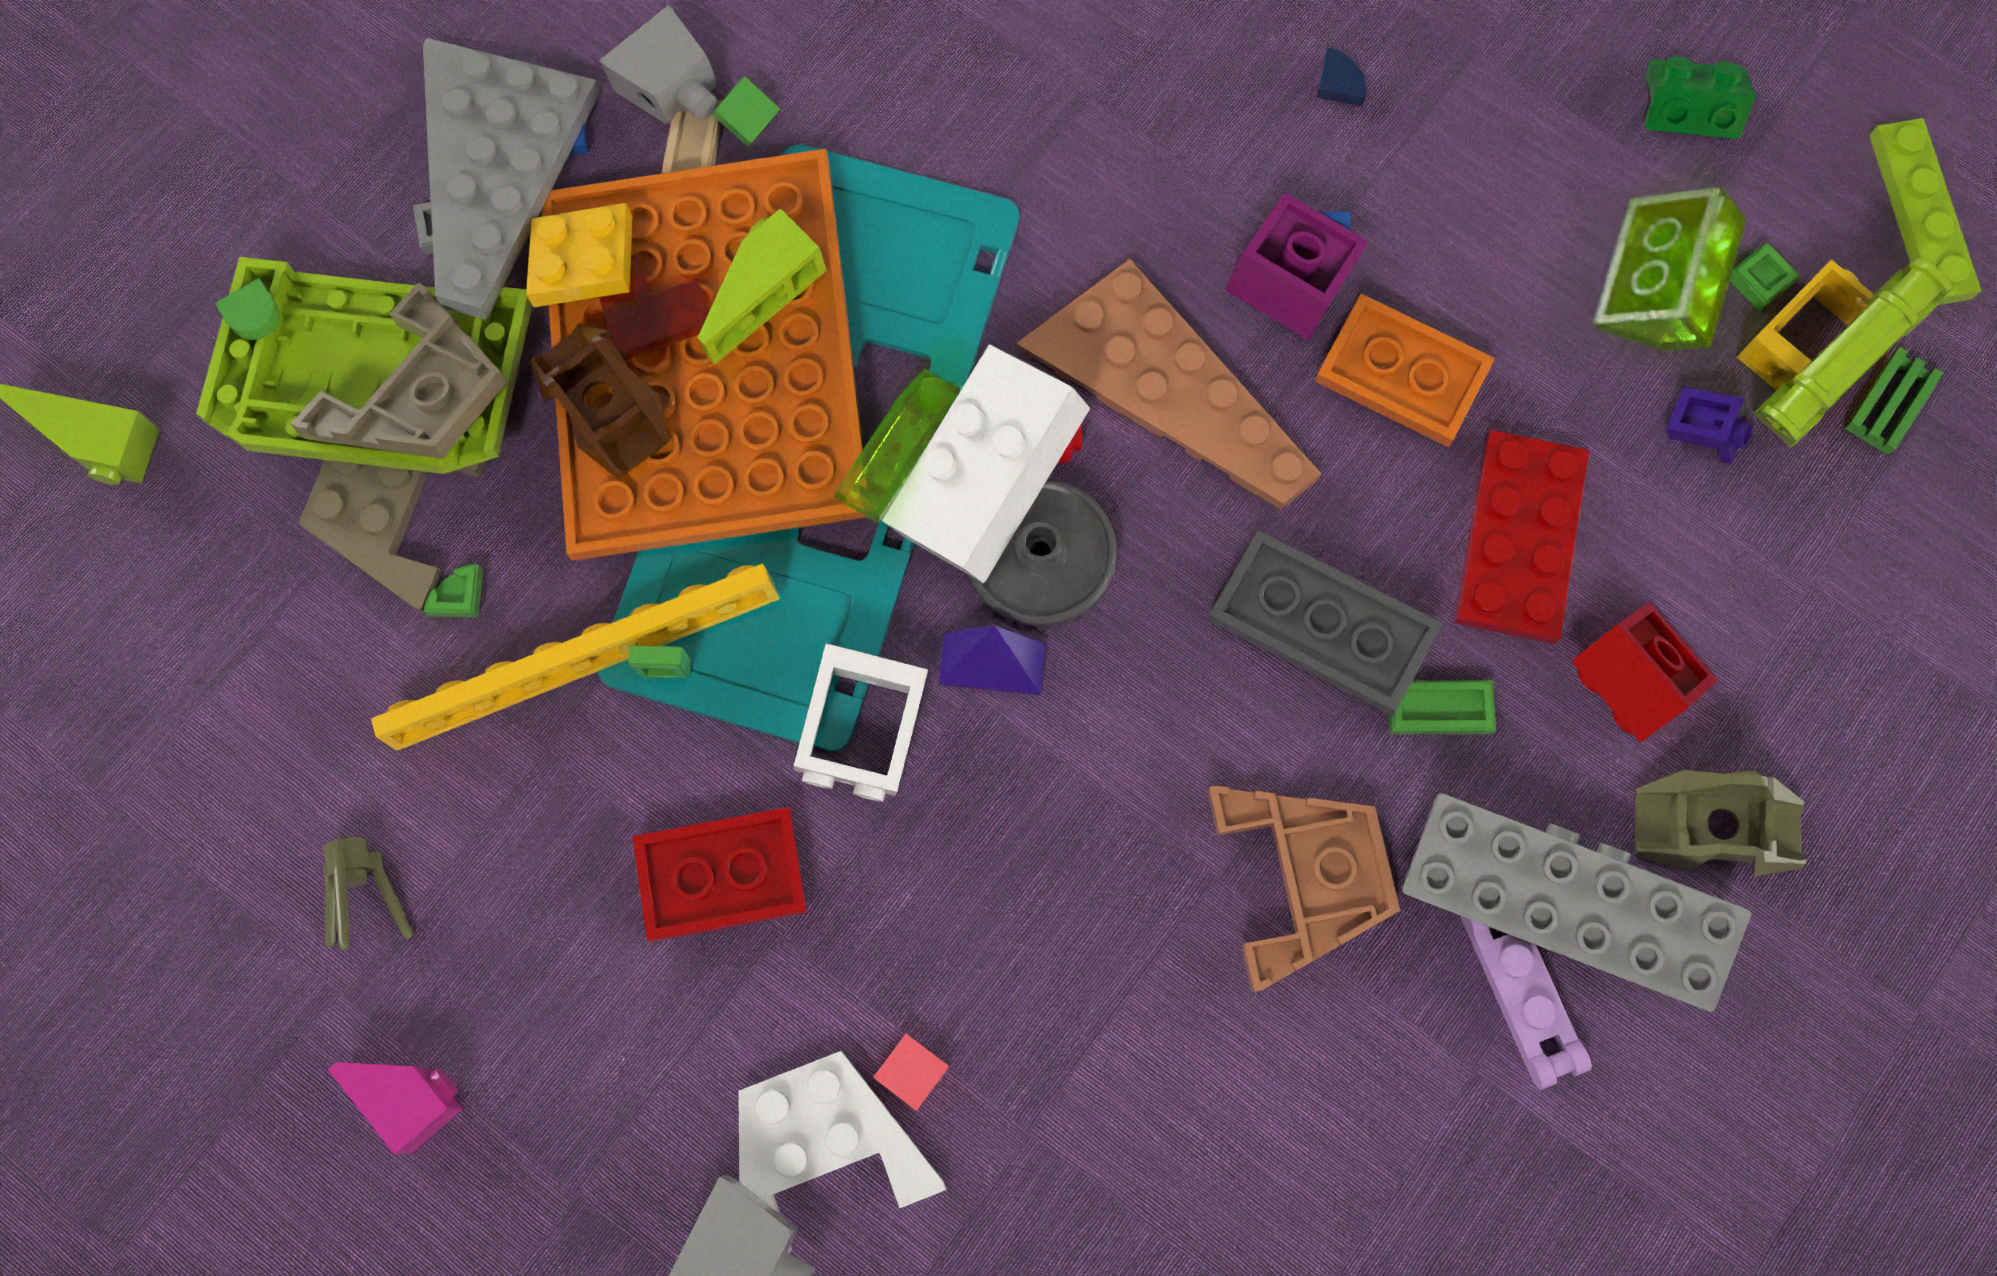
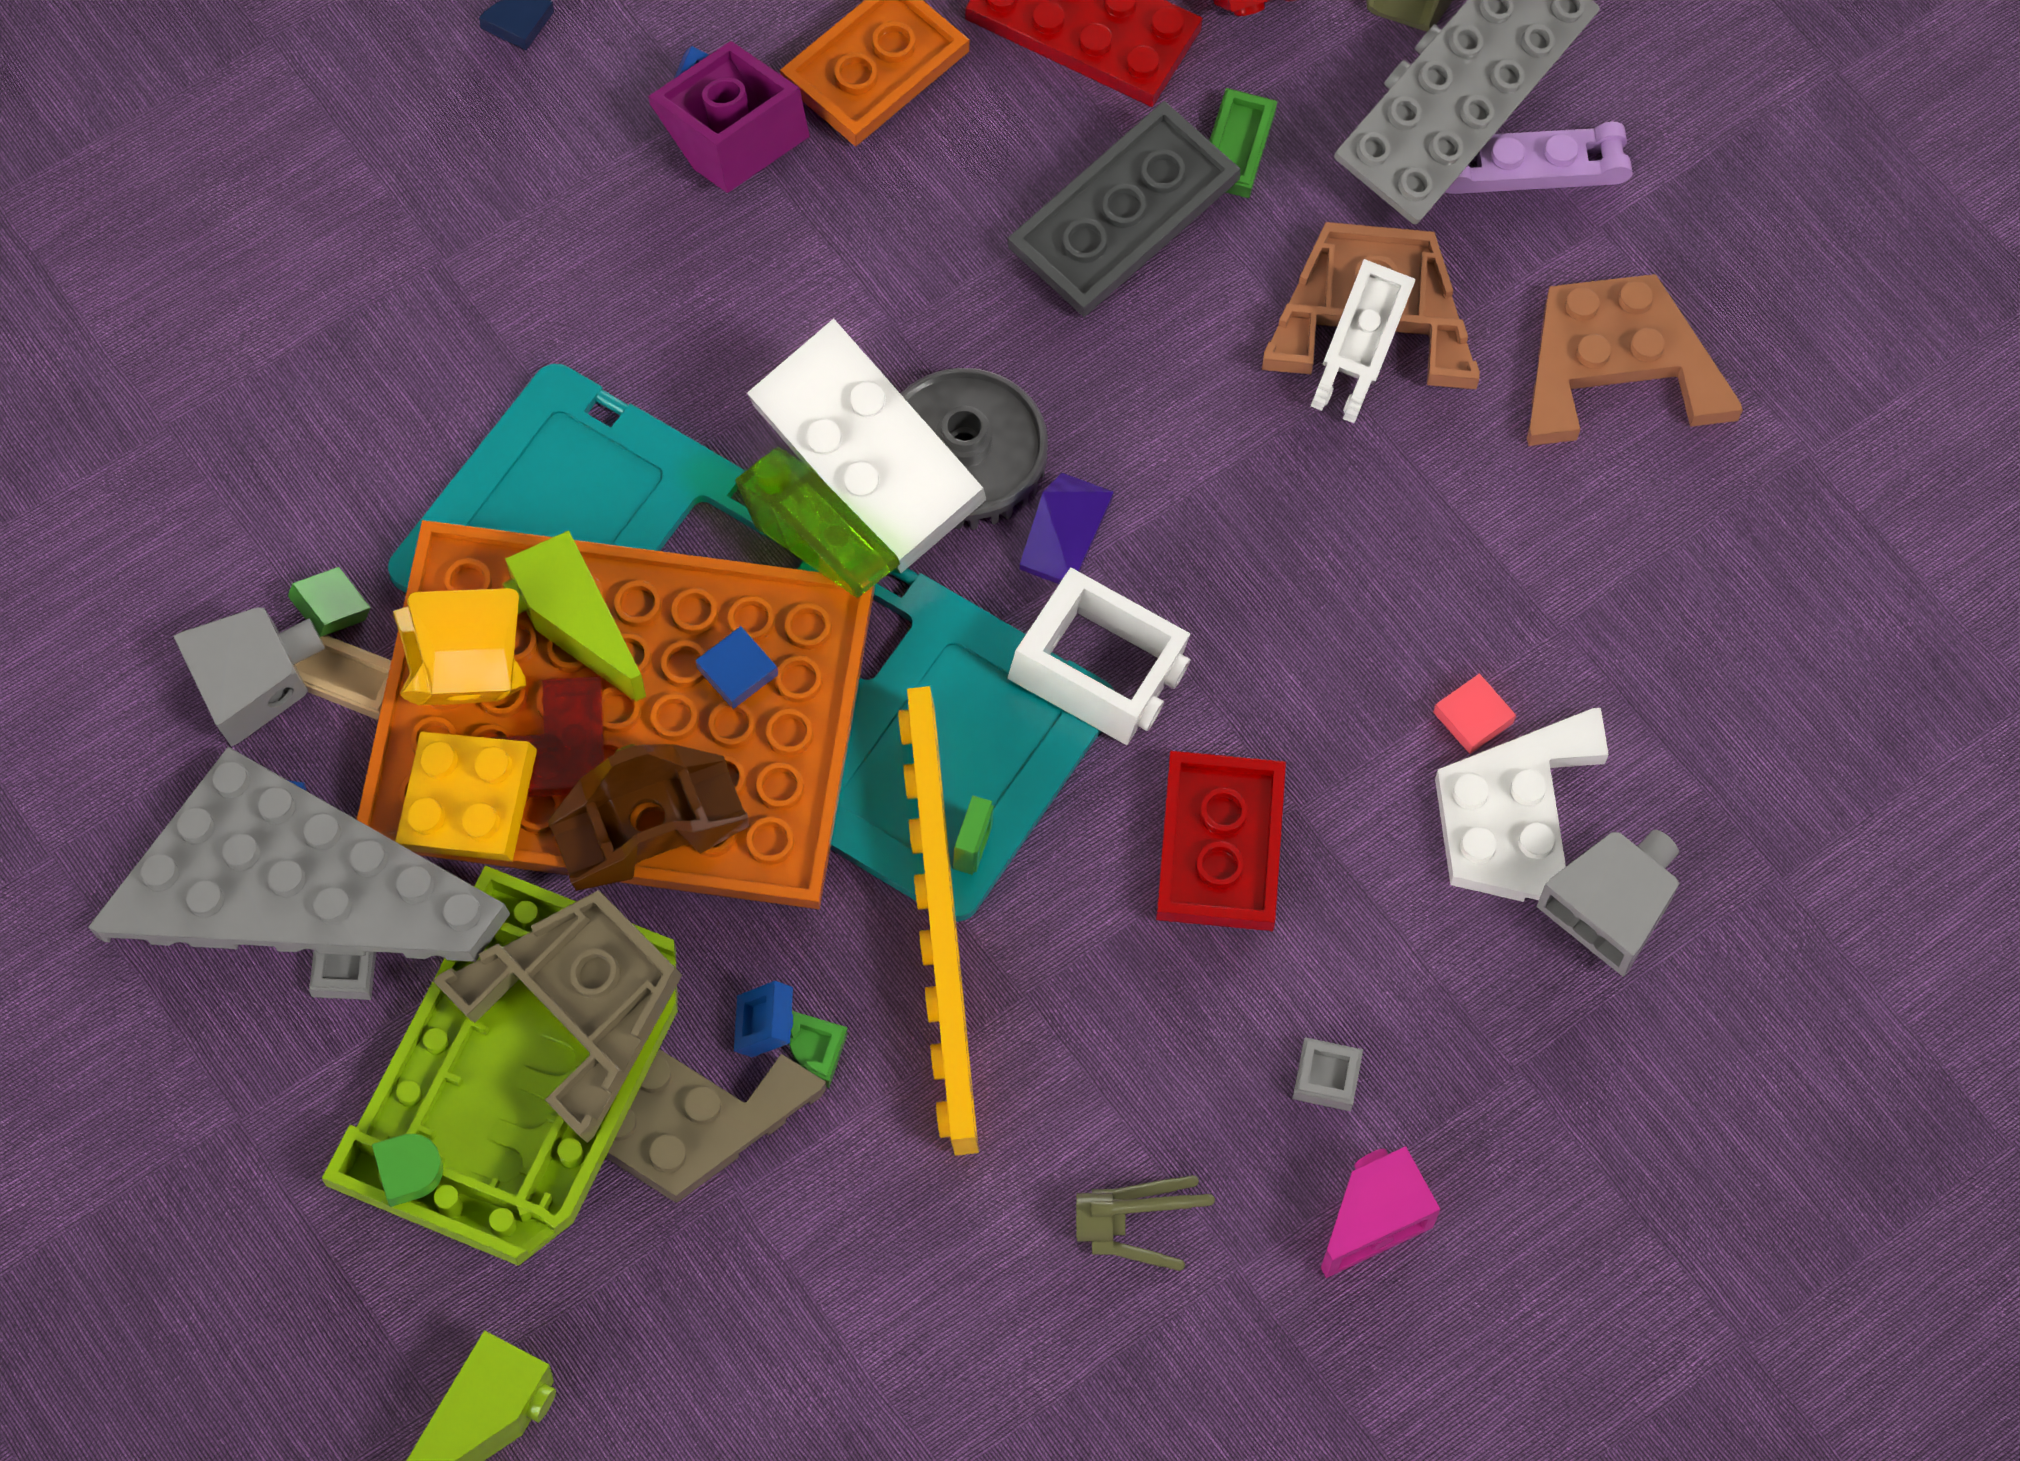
camera: 80 degrees left, 10 degrees down
(460, 545) = (763, 1019): none -> blue plate
(528, 1024) = (1327, 1074): none -> light grey tile
(693, 200) = (460, 646): none -> yellow piece
(752, 424) = (736, 667): none -> blue tile
(1159, 373) = (772, 293): nougat wing -> none
(1261, 870) = (1364, 333): none -> white hinge
(1356, 1114) = (1615, 336): none -> nougat wing

